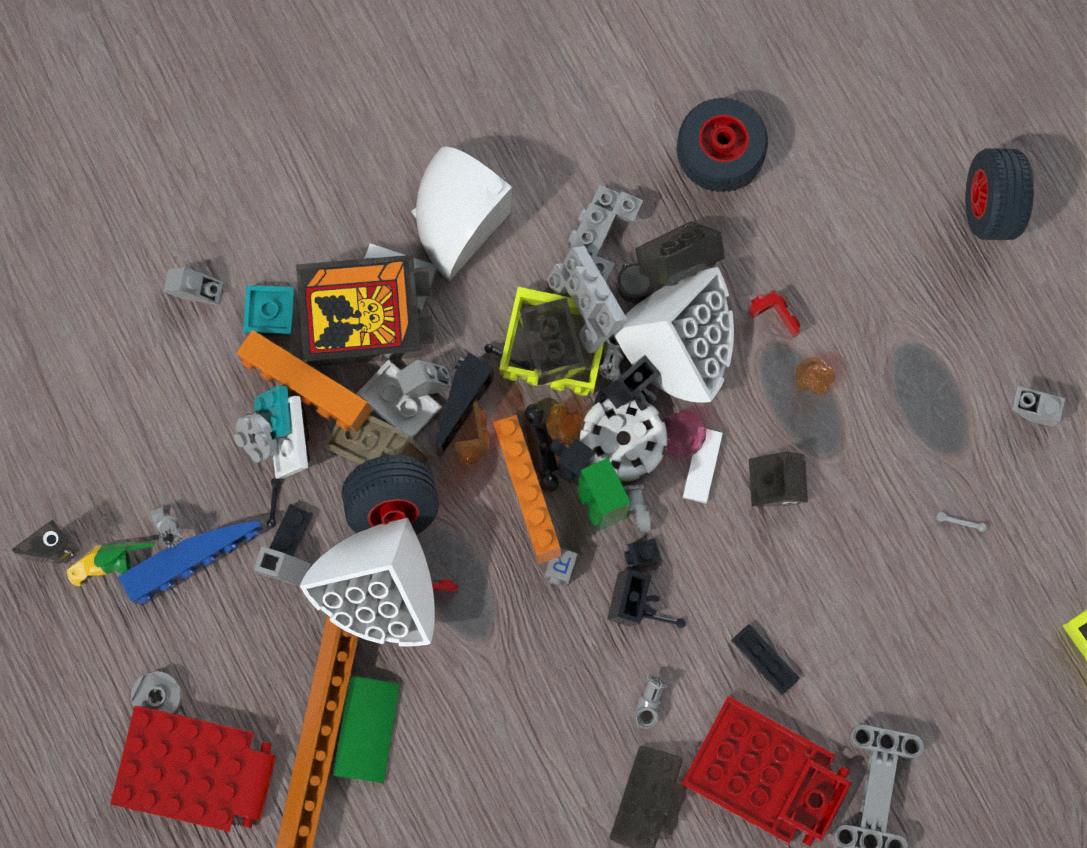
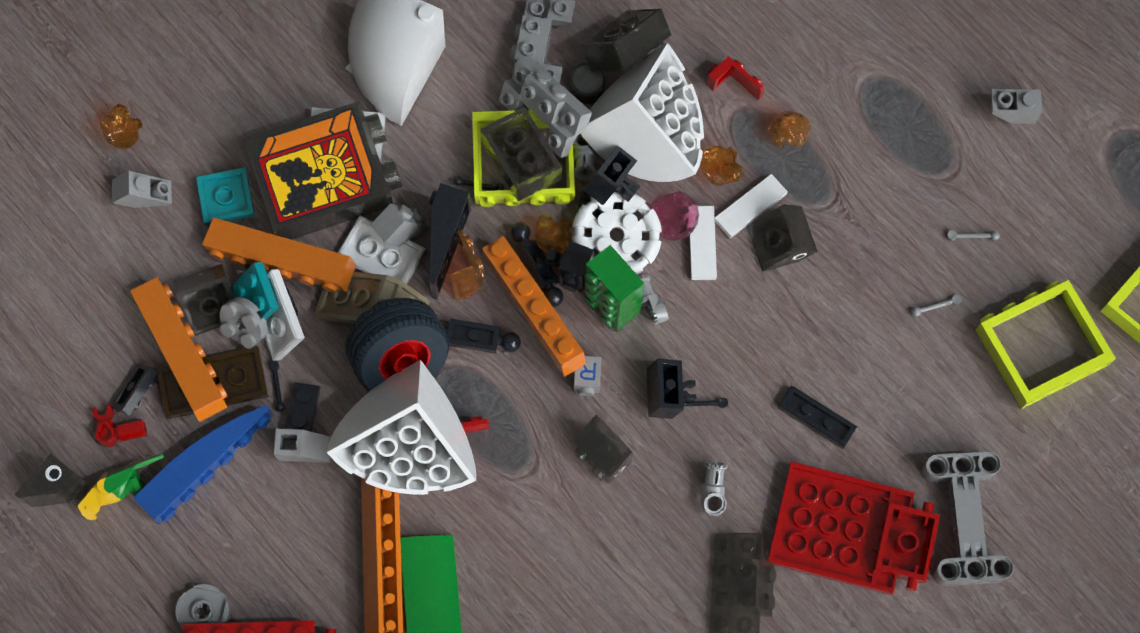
camera: 15 degrees left, 5 degrees down
(110, 511) = (109, 435): none -> red bar
(142, 474) = (134, 389): none -> black plate
(167, 527) = (173, 435): light grey connector -> none
(187, 221) = (120, 128): none -> clear orange hair
(191, 448) = (179, 350): none -> orange brick
(215, 485) = (237, 371): none -> dark brown plate
(226, 402) = (203, 296): none -> clear smoke slope
(469, 503) = (480, 336): none -> black plate
(554, 641) = (602, 450): none -> clear smoke slope
(642, 554) = (666, 343): black bracket -> none
(738, 396) = (720, 165): none -> clear orange hair
(757, 441) = (750, 206): none -> white tile
(927, 580) = (955, 300): none -> light grey hinge
(998, 600) = (1007, 369): none -> neon yellow window

